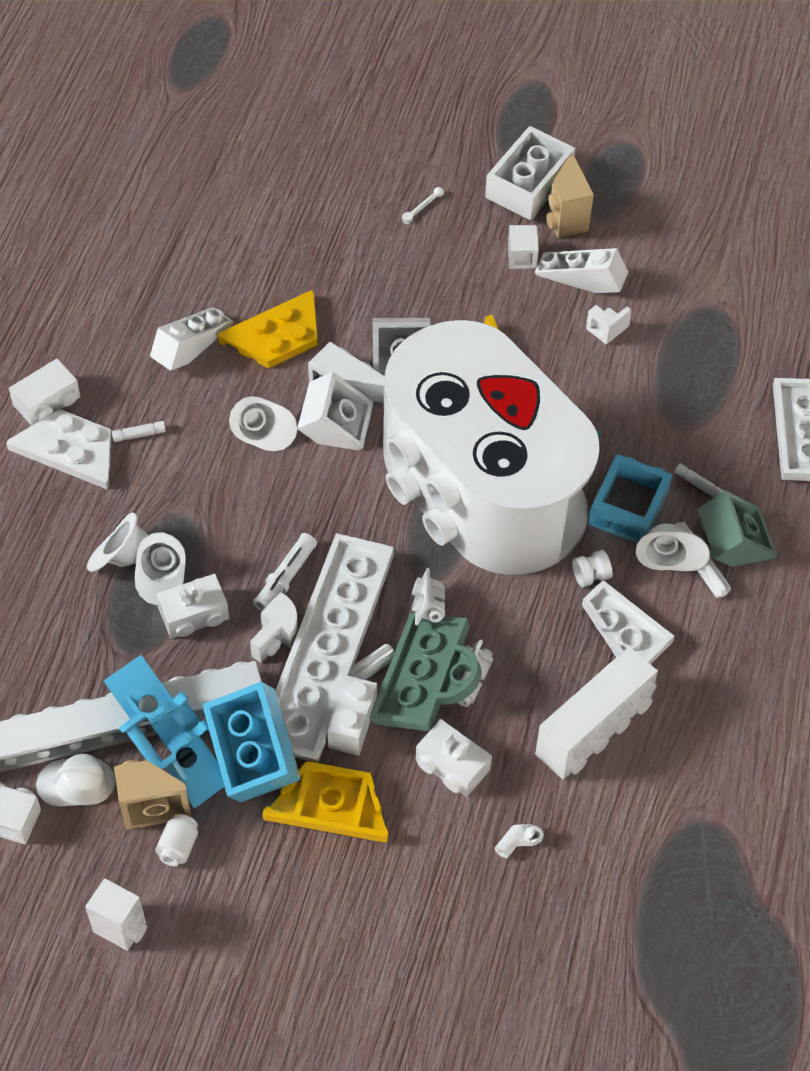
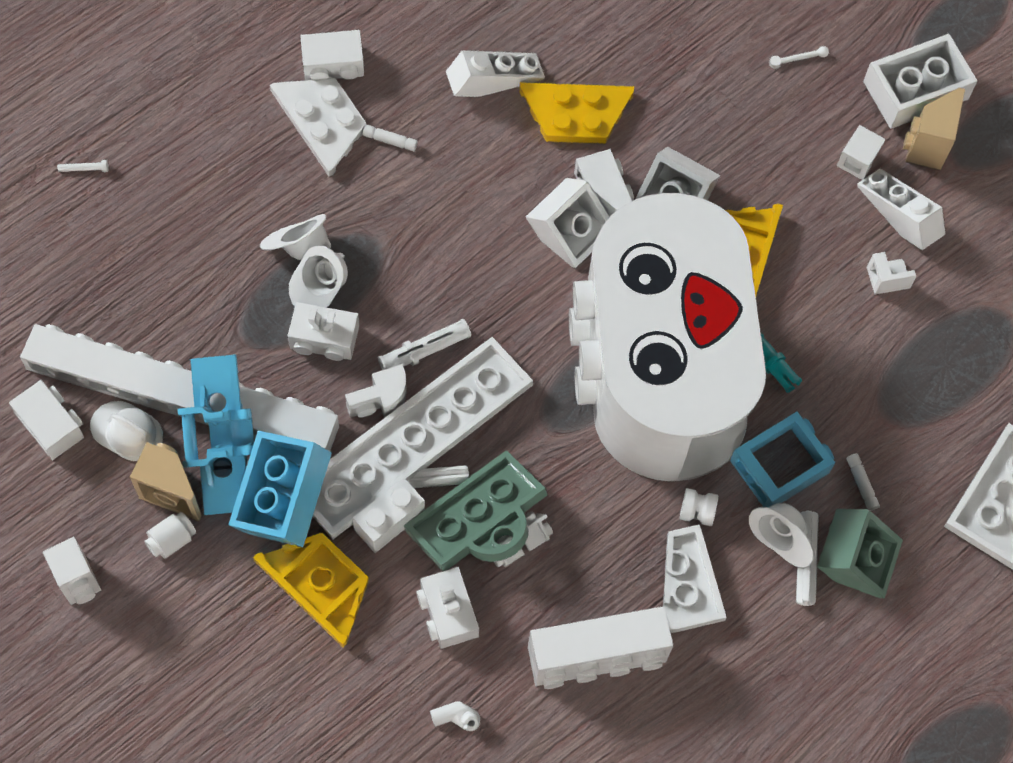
camera: 30 degrees right, 10 degrees up
(263, 423) = (498, 194): white piece -> none
(428, 599) = (526, 453): white hinge -> none

